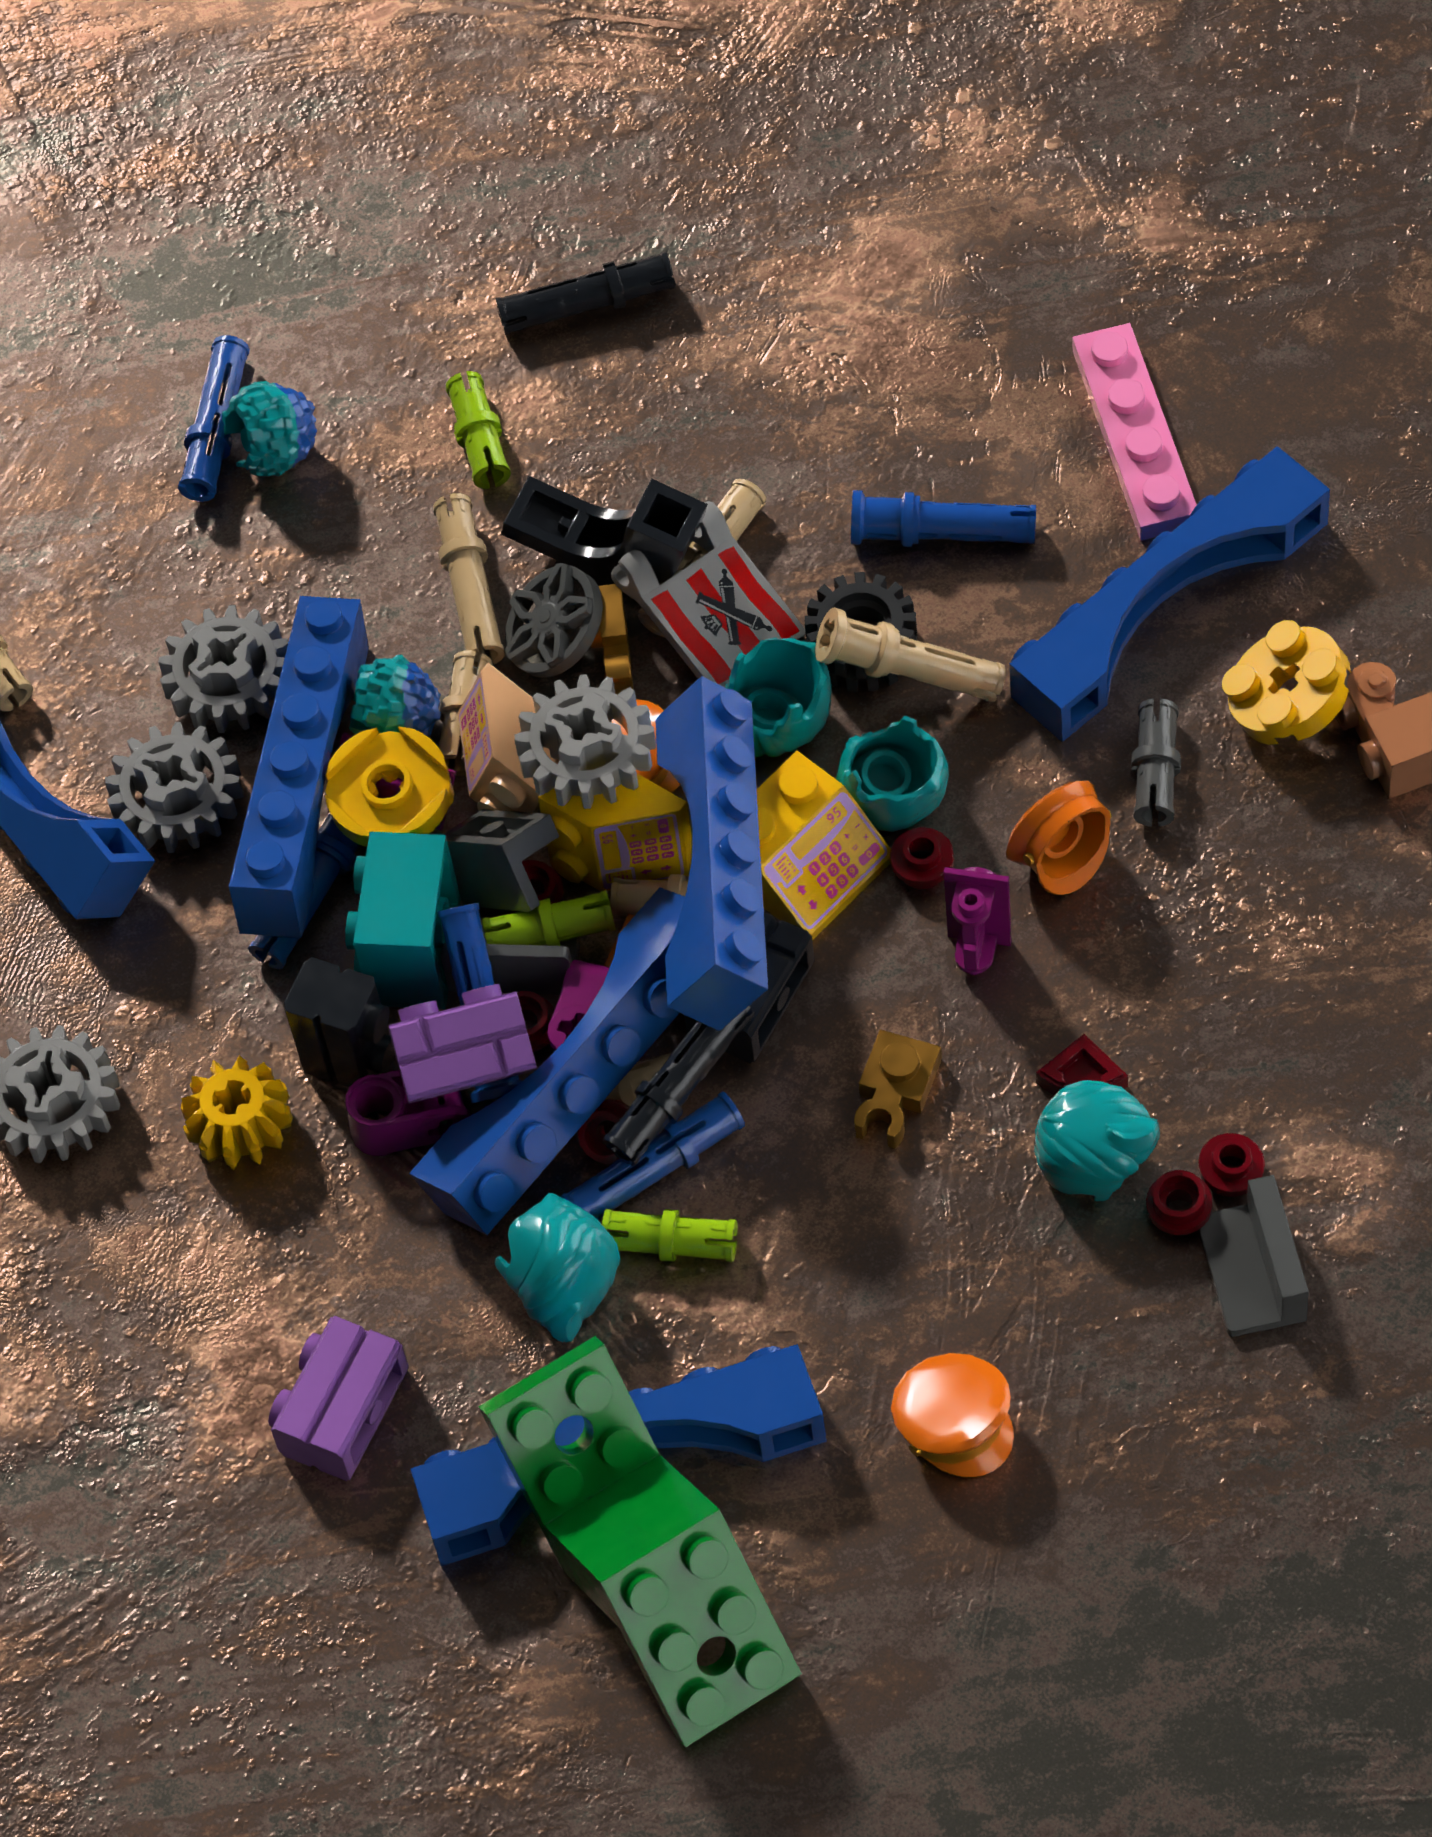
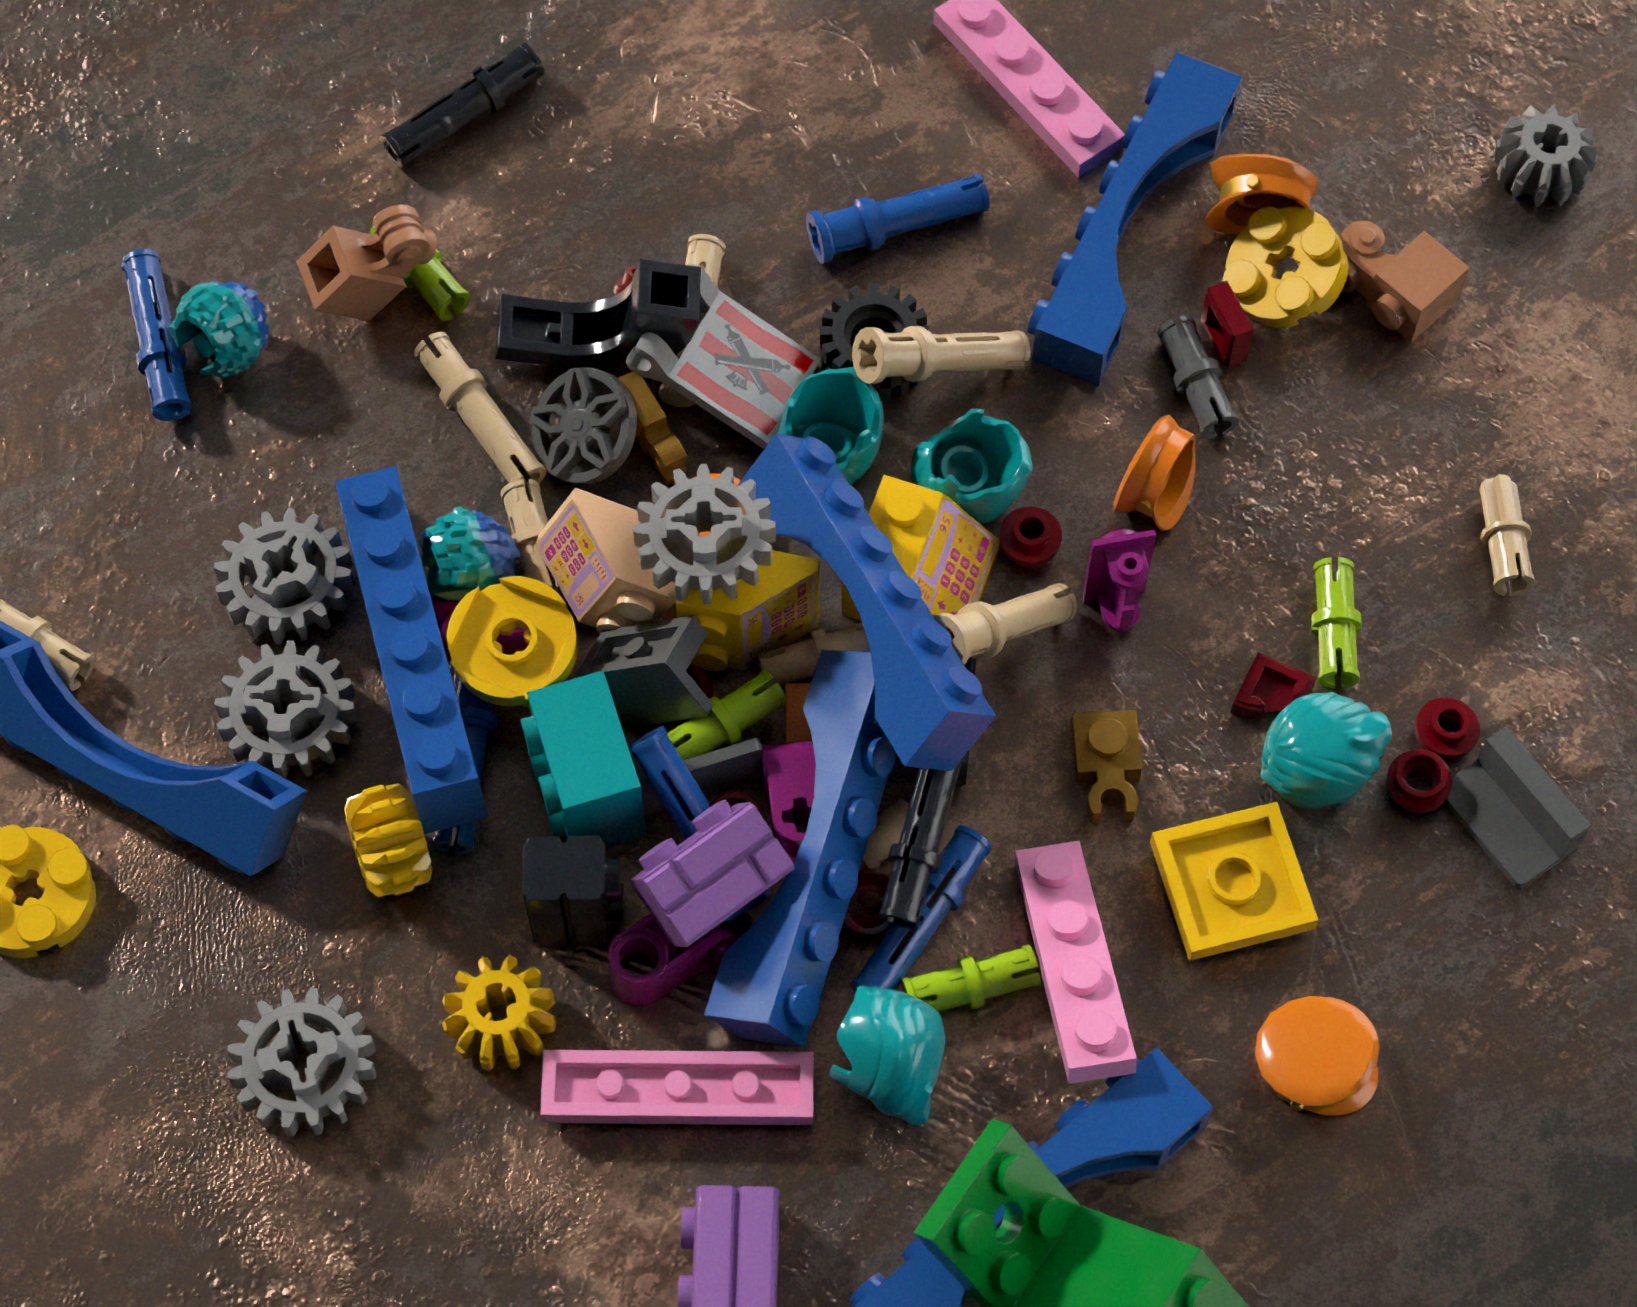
camera: 30 degrees left, 5 degrees up
(203, 929) = (388, 840): none -> yellow gear
(364, 1232) = (677, 1087): none -> bright pink plate
(418, 417) = (363, 272): none -> nougat brick
(765, 1246) = (1075, 963): none -> bright pink plate
(816, 918) = (983, 628): none -> tan pin
(954, 1230) = (1233, 881): none -> yellow plate
(1173, 1032) = (1336, 623): none -> lime pin
(1204, 721) = (1227, 324): none -> dark red tile
(1295, 595) = (1256, 182): none -> orange piece
(1380, 1006) = (1506, 536): none -> tan axle

